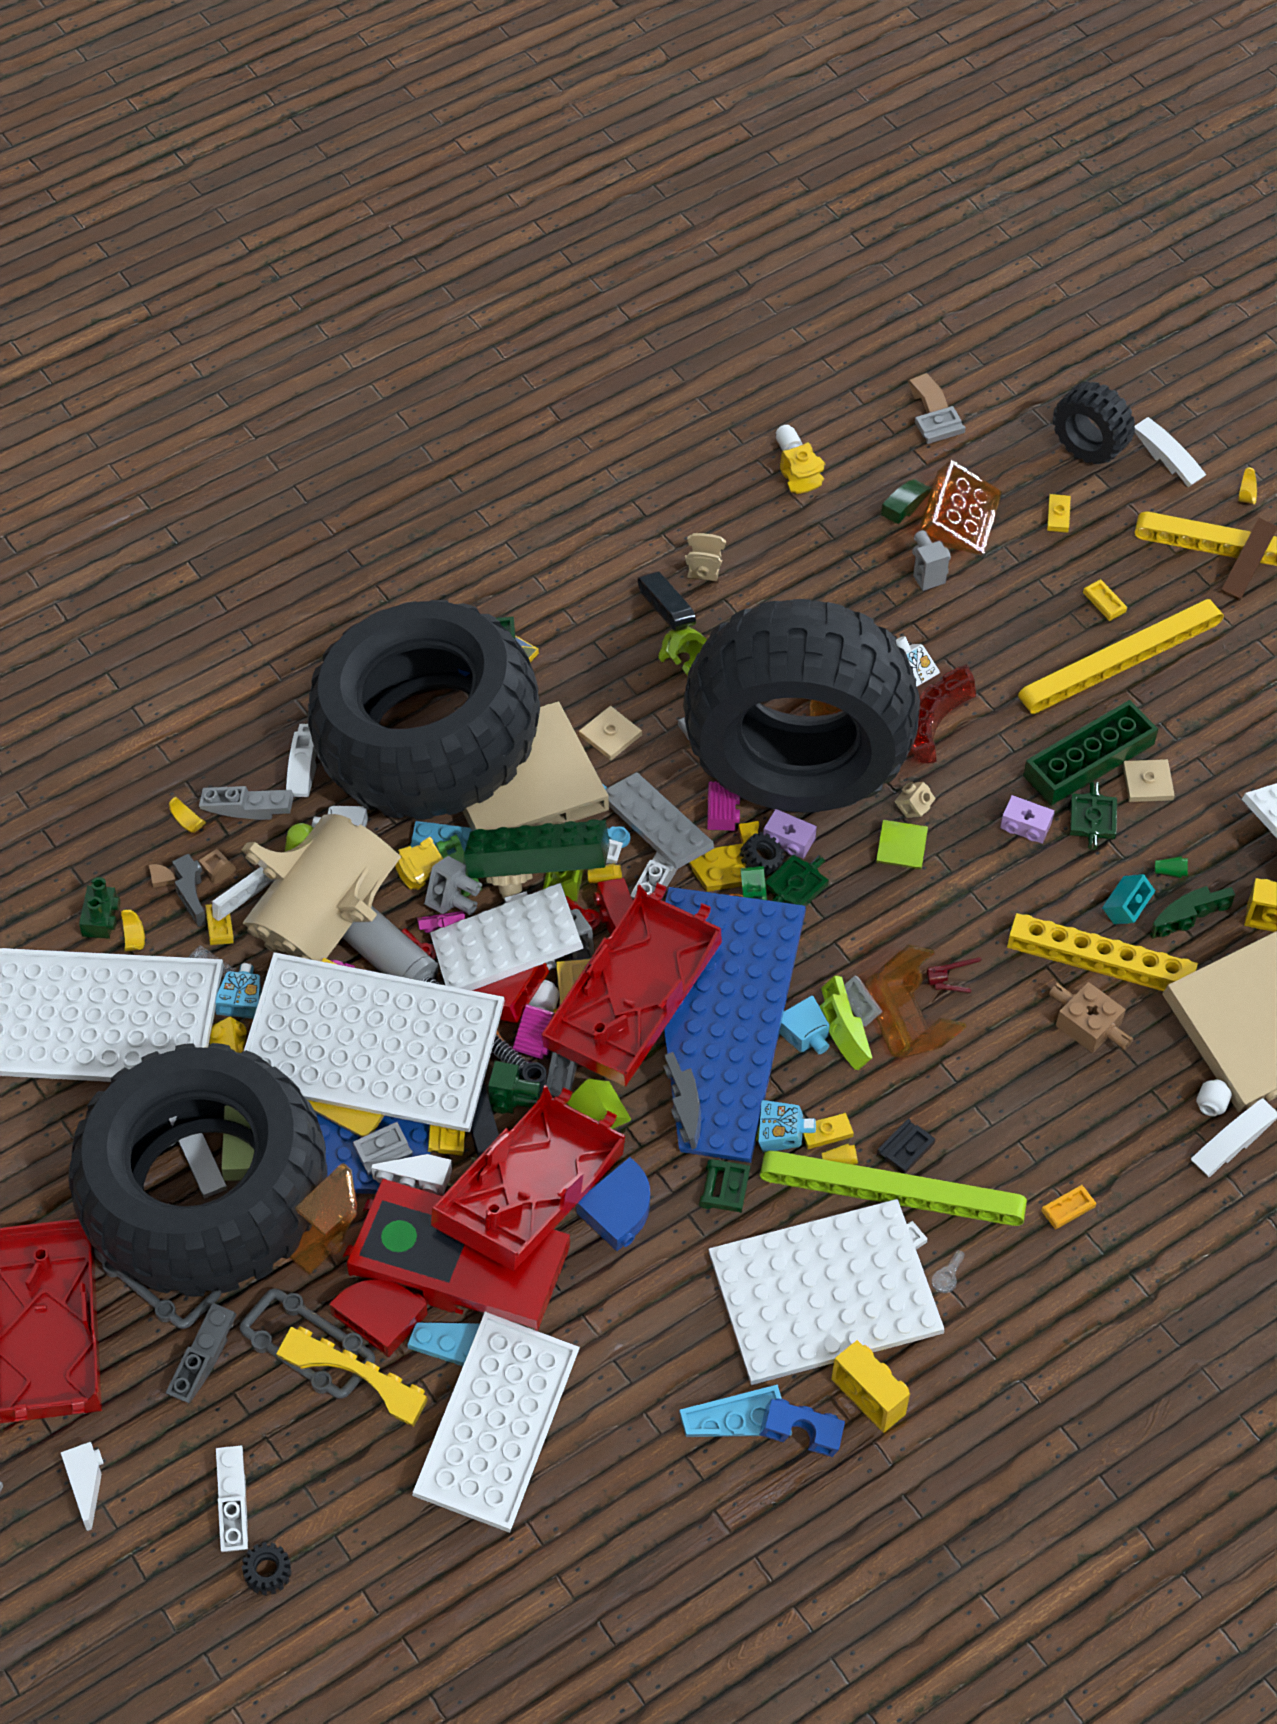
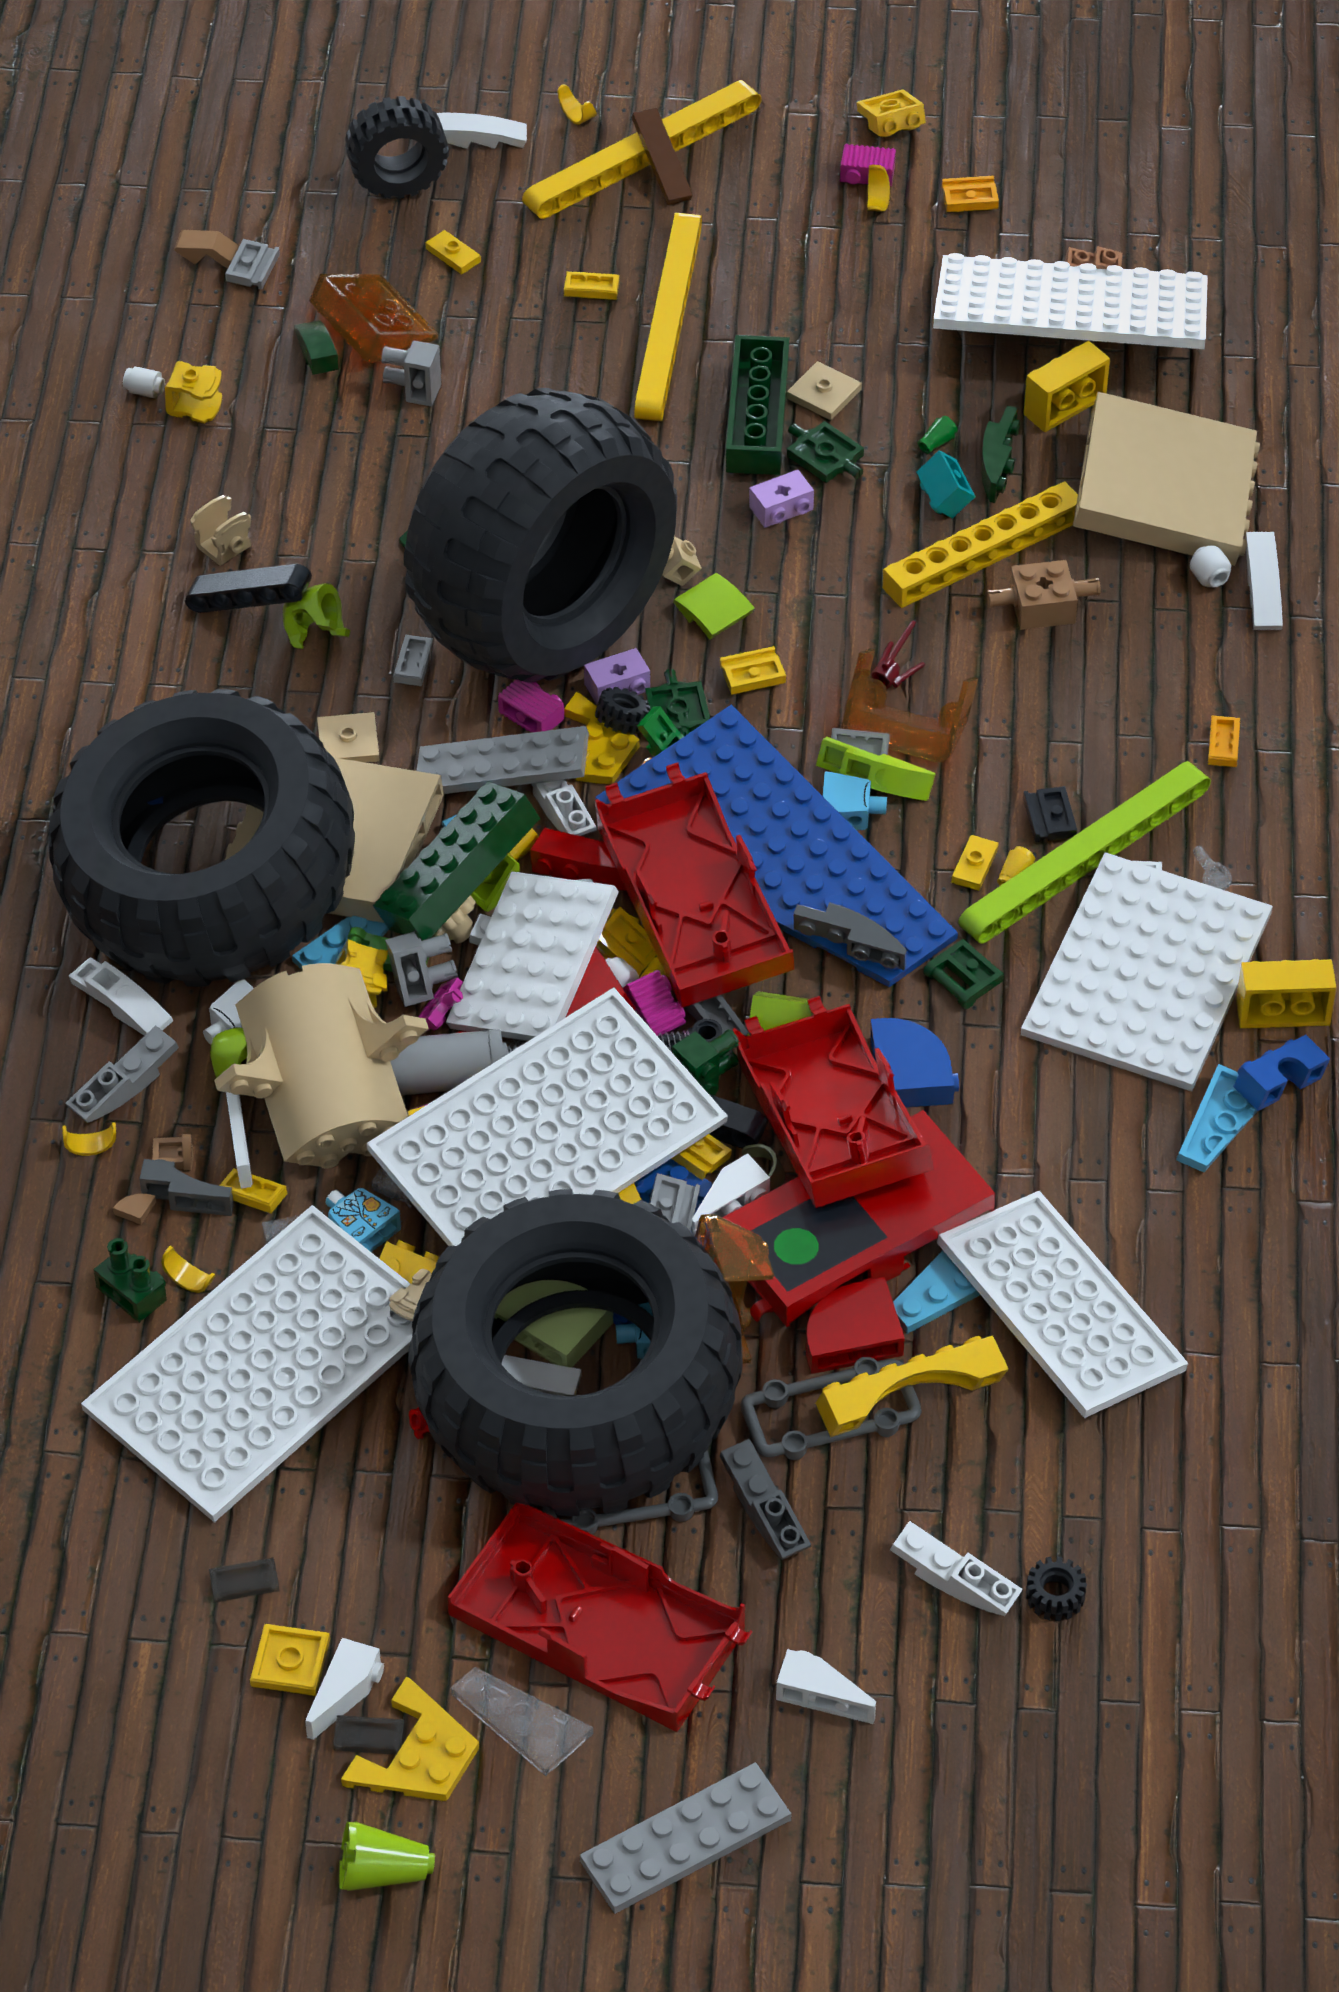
camera: 50 degrees left, 5 degrees down
(782, 1126) = (946, 884): medium azure torso -> none
(867, 901) = (752, 670): none -> yellow plate

